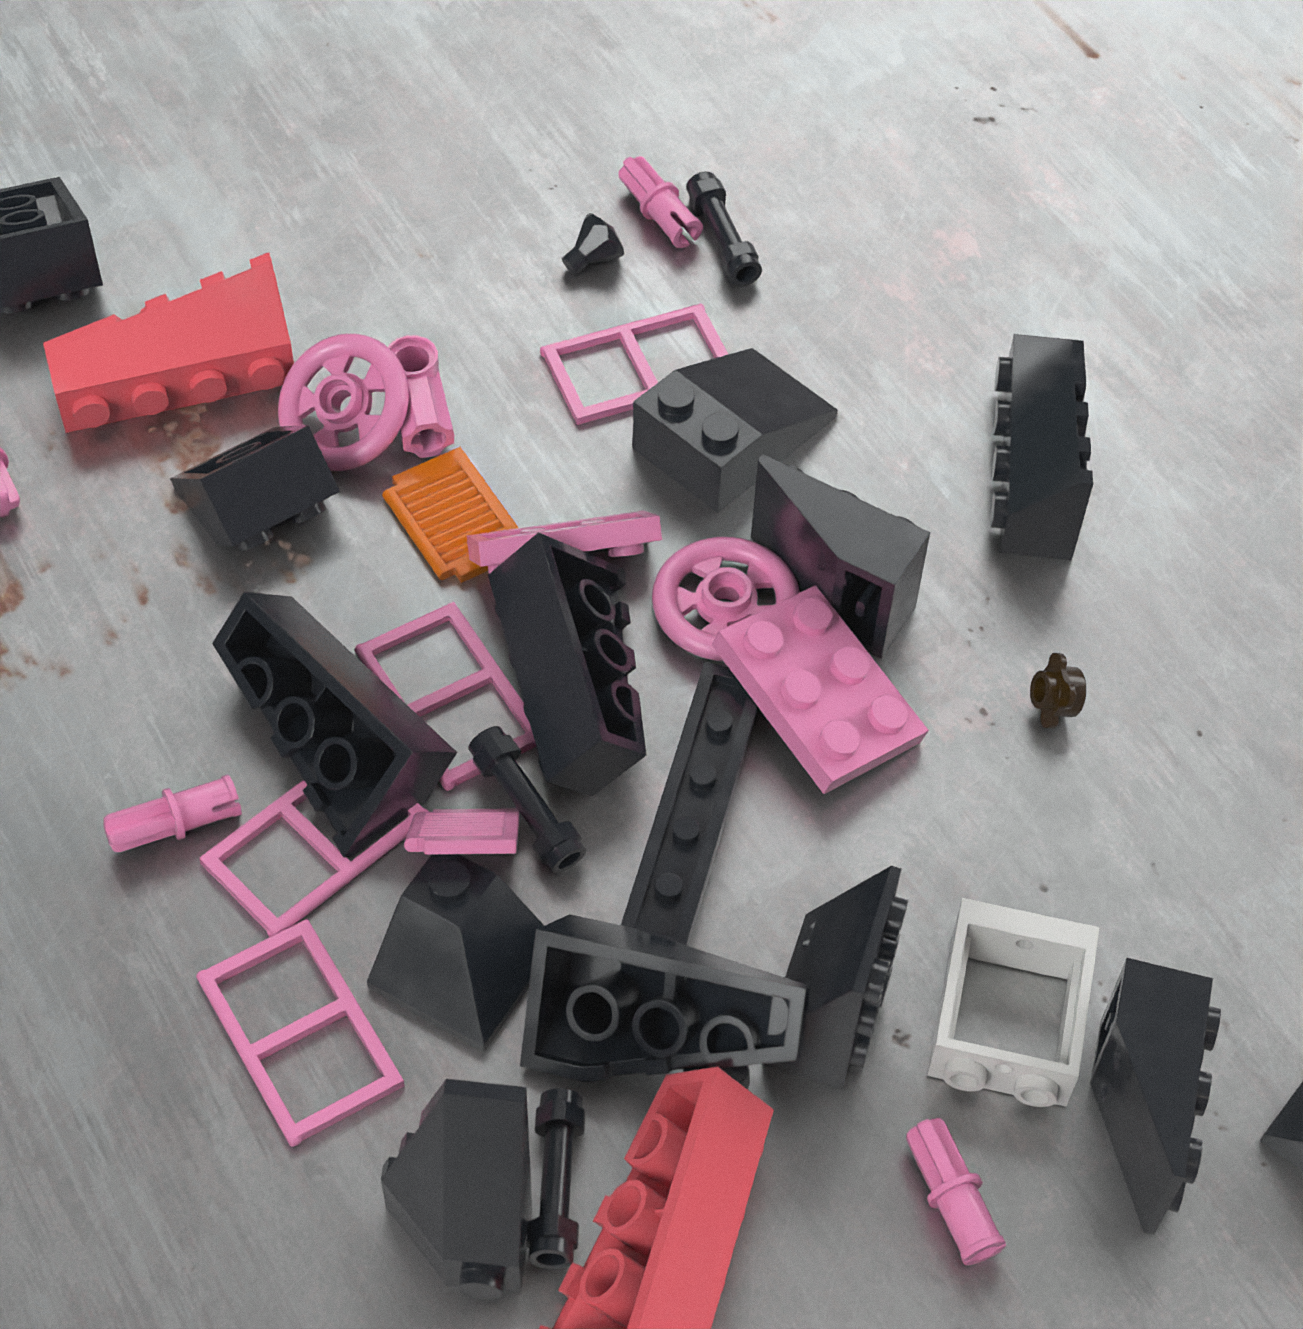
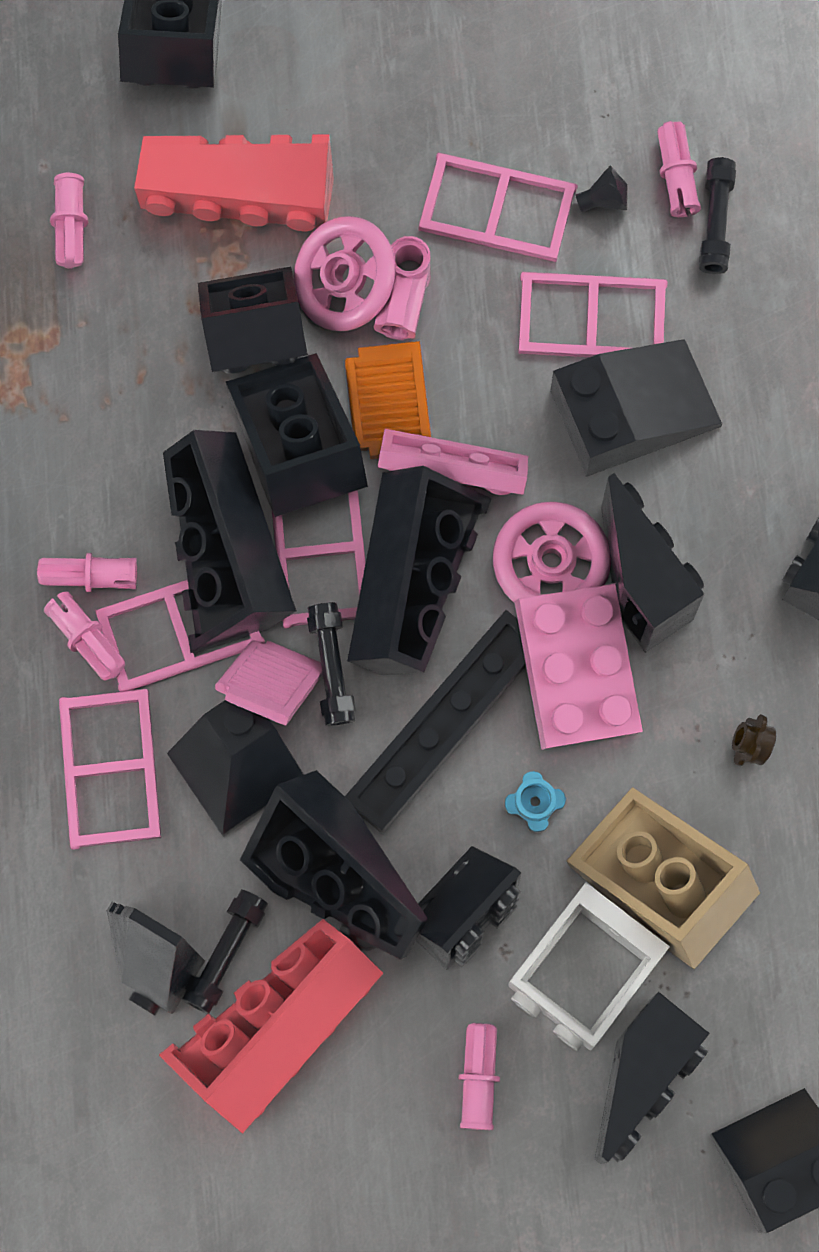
camera: 30 degrees right, 20 degrees up
(200, 885) = (85, 636): none -> bright pink axle
(370, 578) = (297, 434): none -> black slope
(485, 329) = (489, 238): none -> bright pink window
(850, 837) = (535, 786): none -> medium azure plate
(1049, 856) = (666, 876): none -> tan slope

